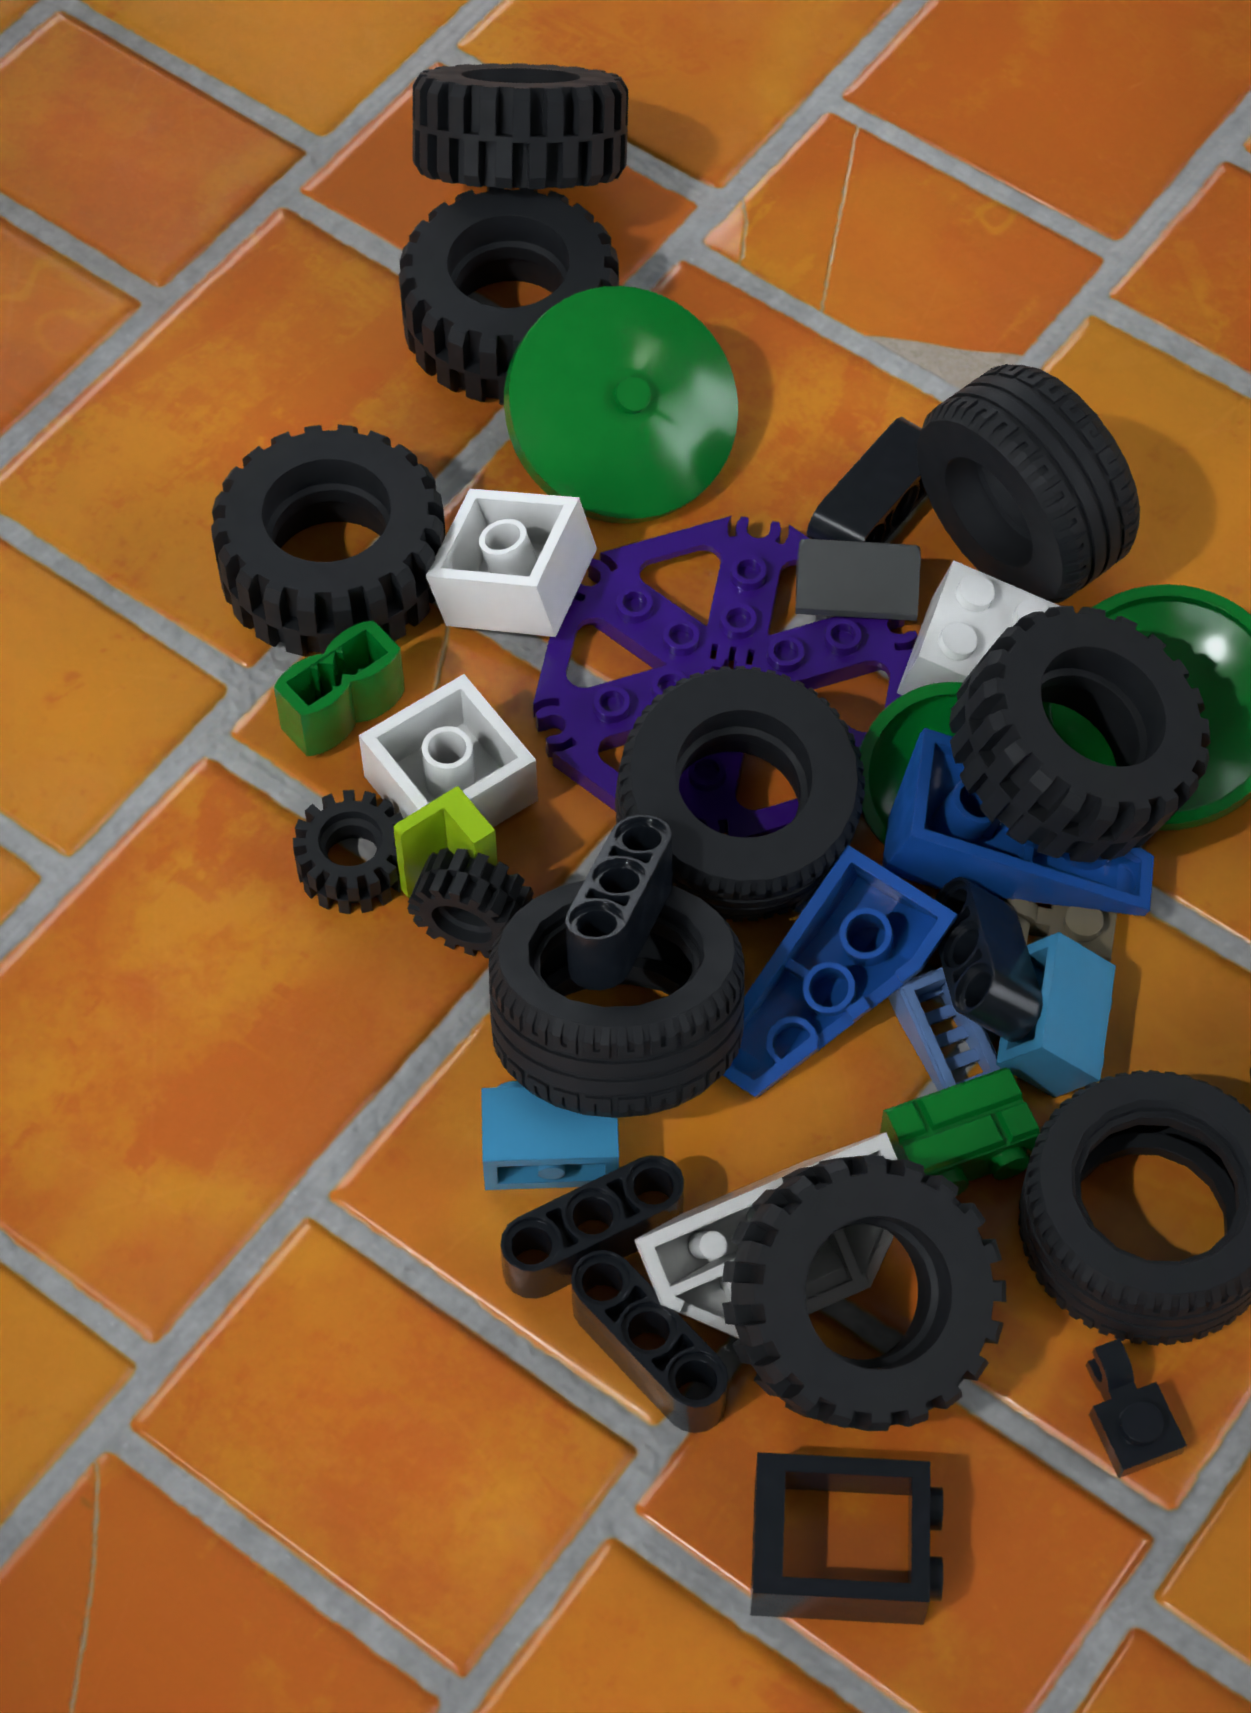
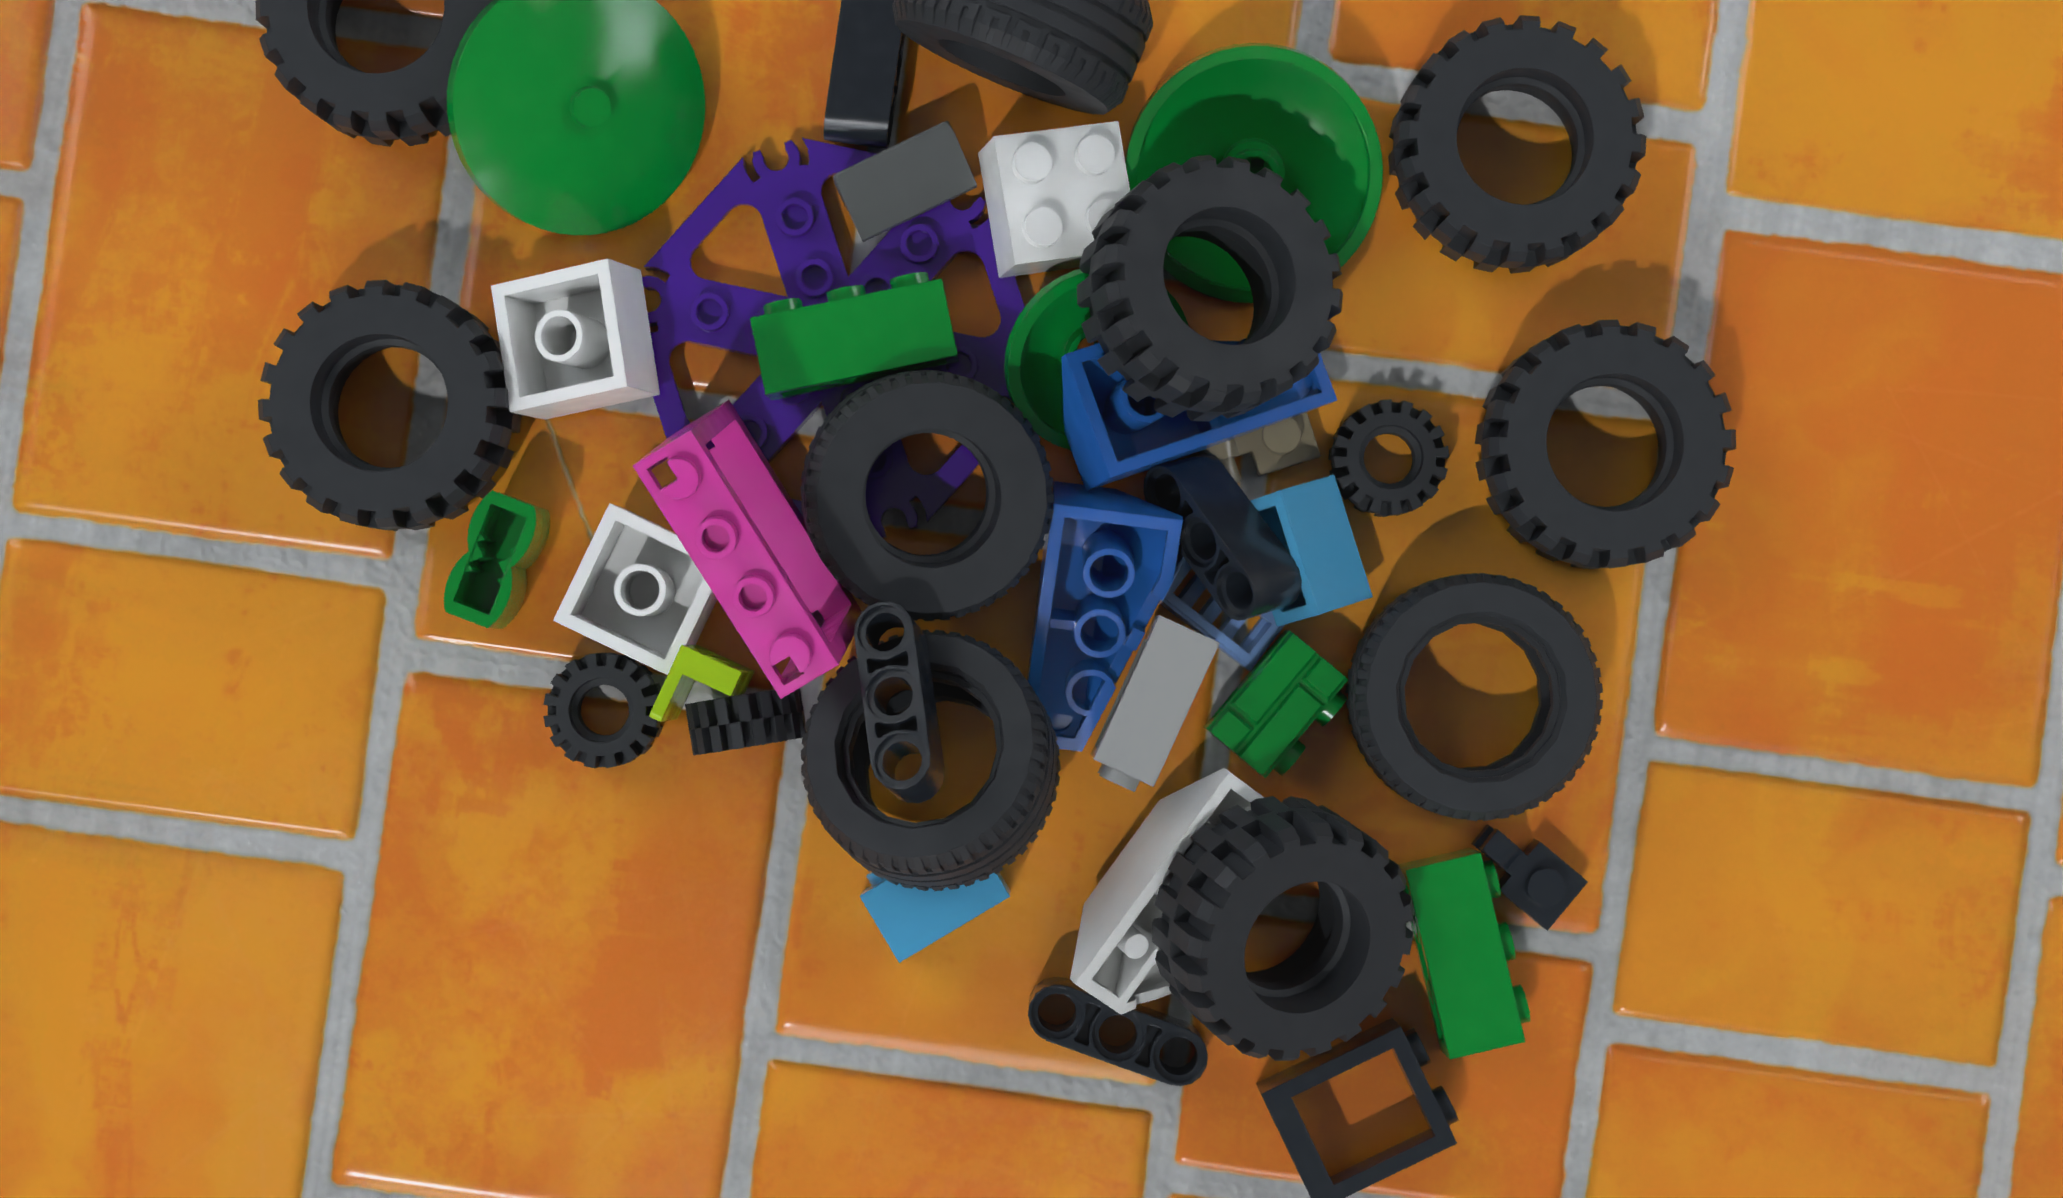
camera: 30 degrees left, 30 degrees up
(564, 720) = (752, 547): none -> dark pink window
(606, 1199) = (1010, 986): black beam -> none
(705, 636) = (853, 336): none -> green brick
(846, 1059) = (1152, 703): none -> light grey window
(1029, 1444) = (1465, 953): none -> green brick
(1177, 957) = (1426, 450): none -> black tyre

